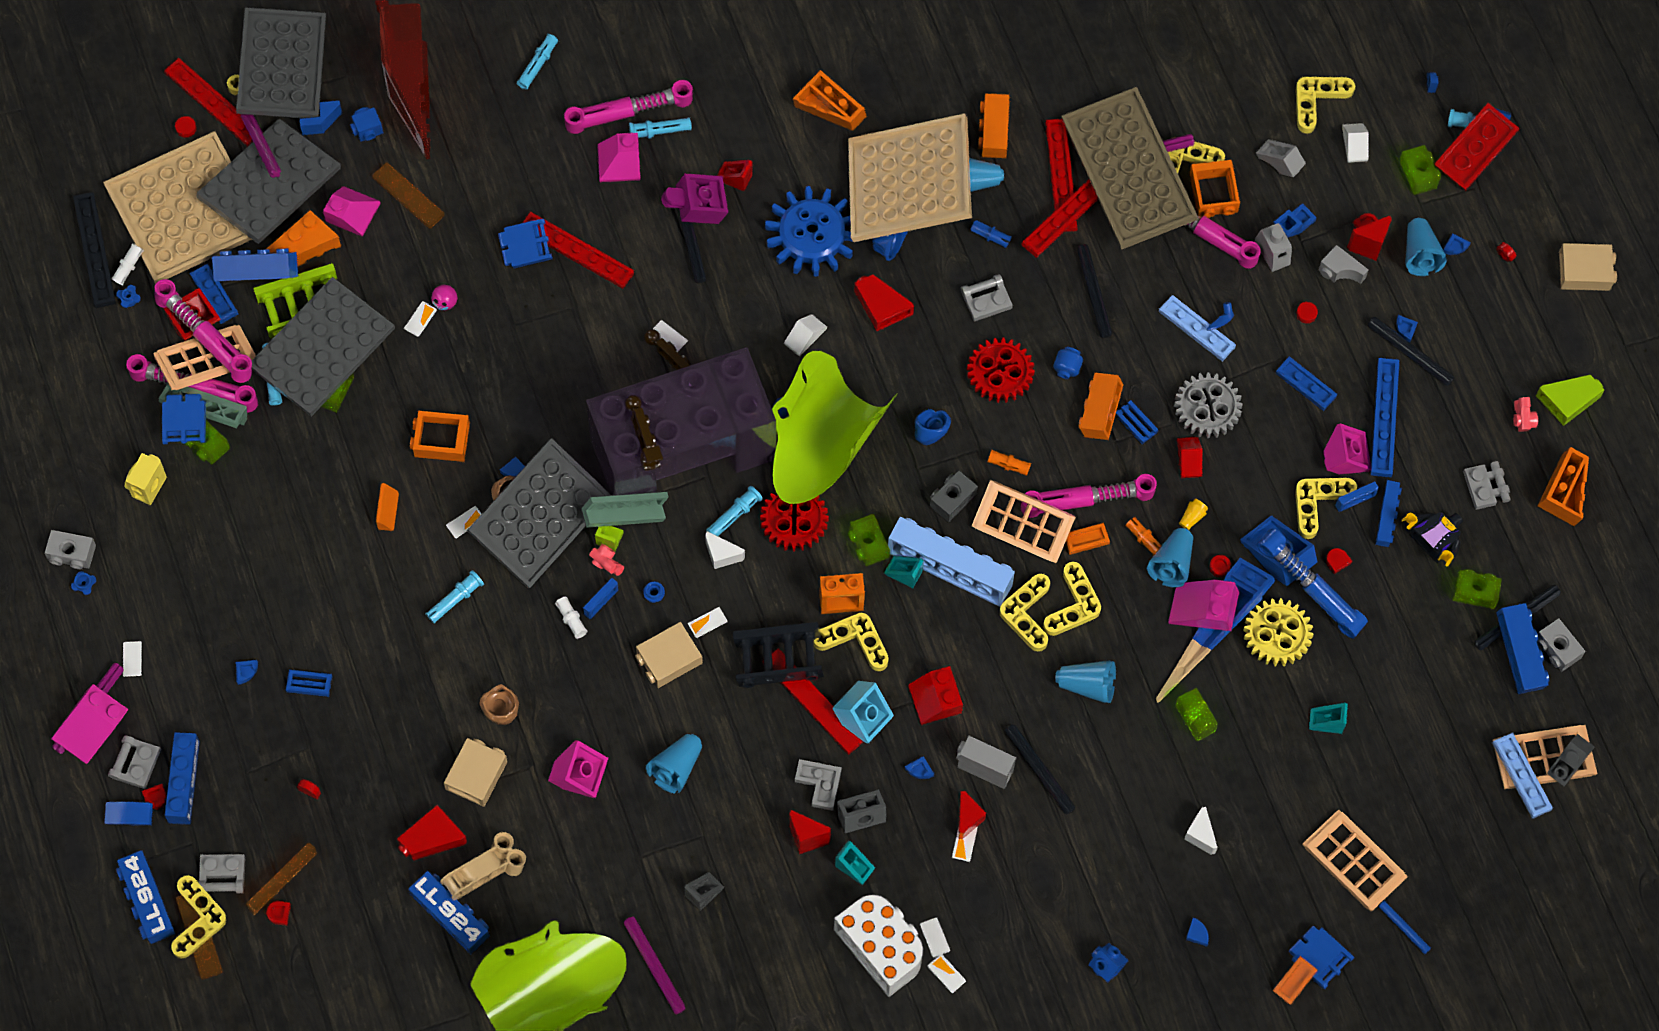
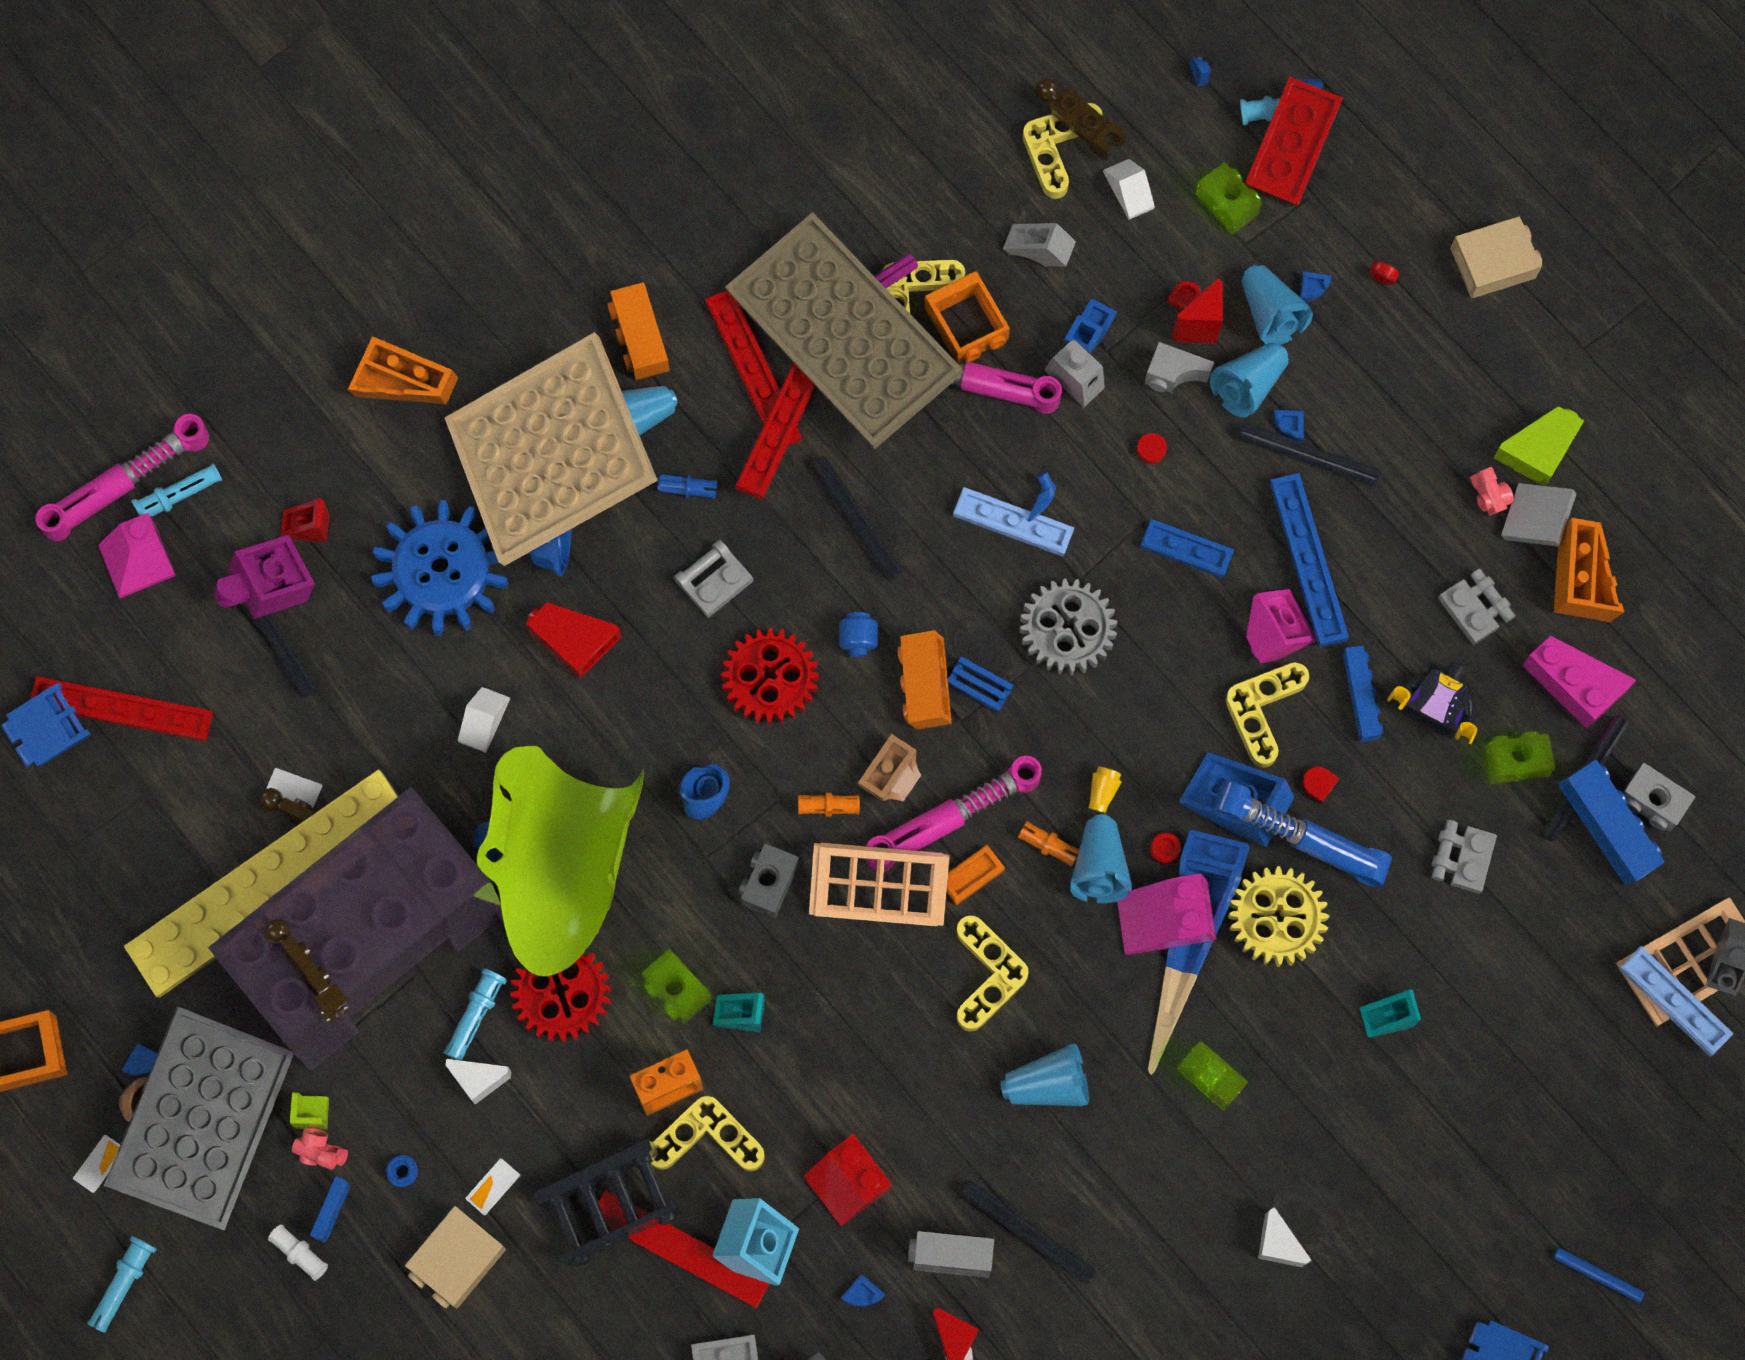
camera: 20 degrees left, 5 degrees up
(567, 404) = (181, 940): none -> light yellow plate
(624, 509) = (319, 1071): sand green fence -> none
(952, 561) = (801, 979): light blue brick -> none
(1020, 615) = (921, 1018): light yellow beam -> none
(1058, 456) = (892, 771): none -> medium nougat slope
(1190, 457) = (1069, 707): red slope -> none
(1339, 85) = (1081, 118): none -> dark brown plate
(1357, 496) = (1313, 685): blue tile -> none
(1384, 889) = (1551, 1230): light nougat piece -> none
(1388, 288) = (1249, 378): none -> dark azure cone
(1421, 643) = (1473, 858): none -> light grey plate
(1536, 553) = (1577, 680): none -> dark pink wedge
(1550, 439) = (1538, 514): none -> light grey tile

